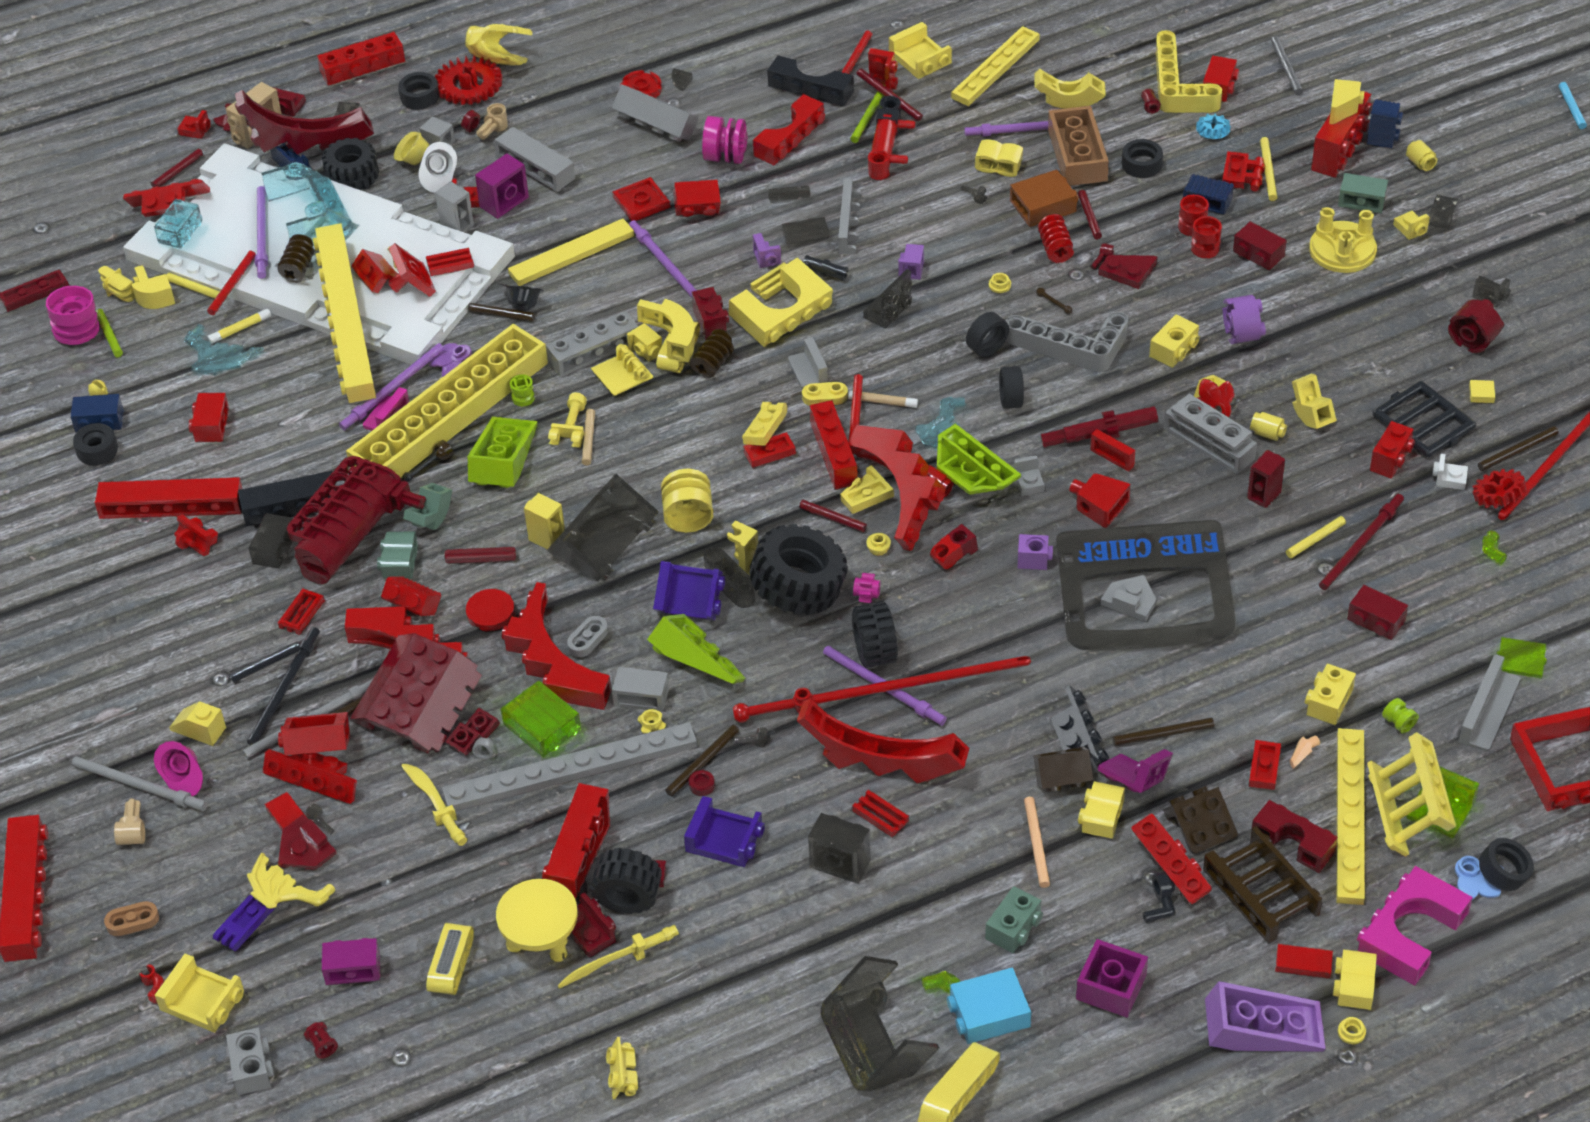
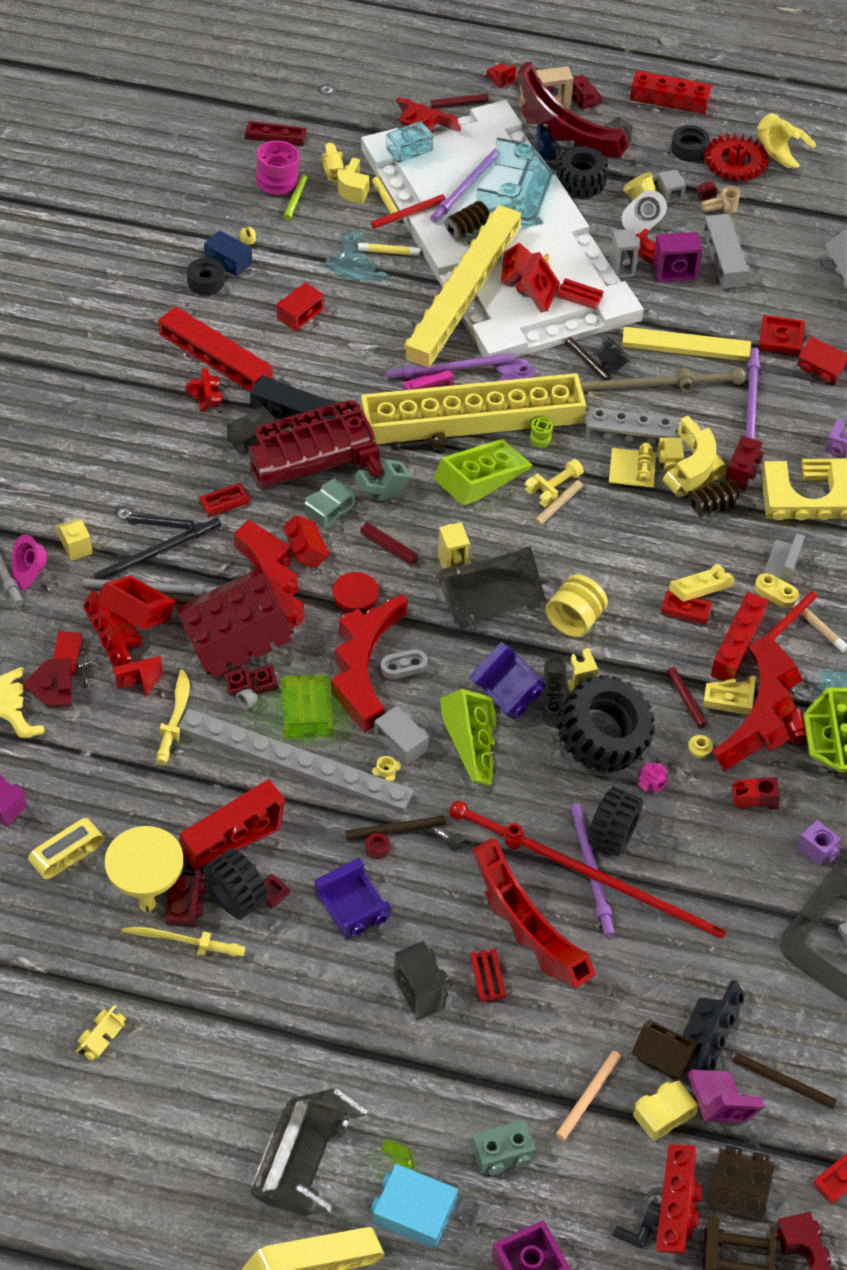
camera: 35 degrees right, 5 degrees up
(373, 786) = (144, 672): none -> red slope
(595, 279) = (683, 379): none -> dark tan bar

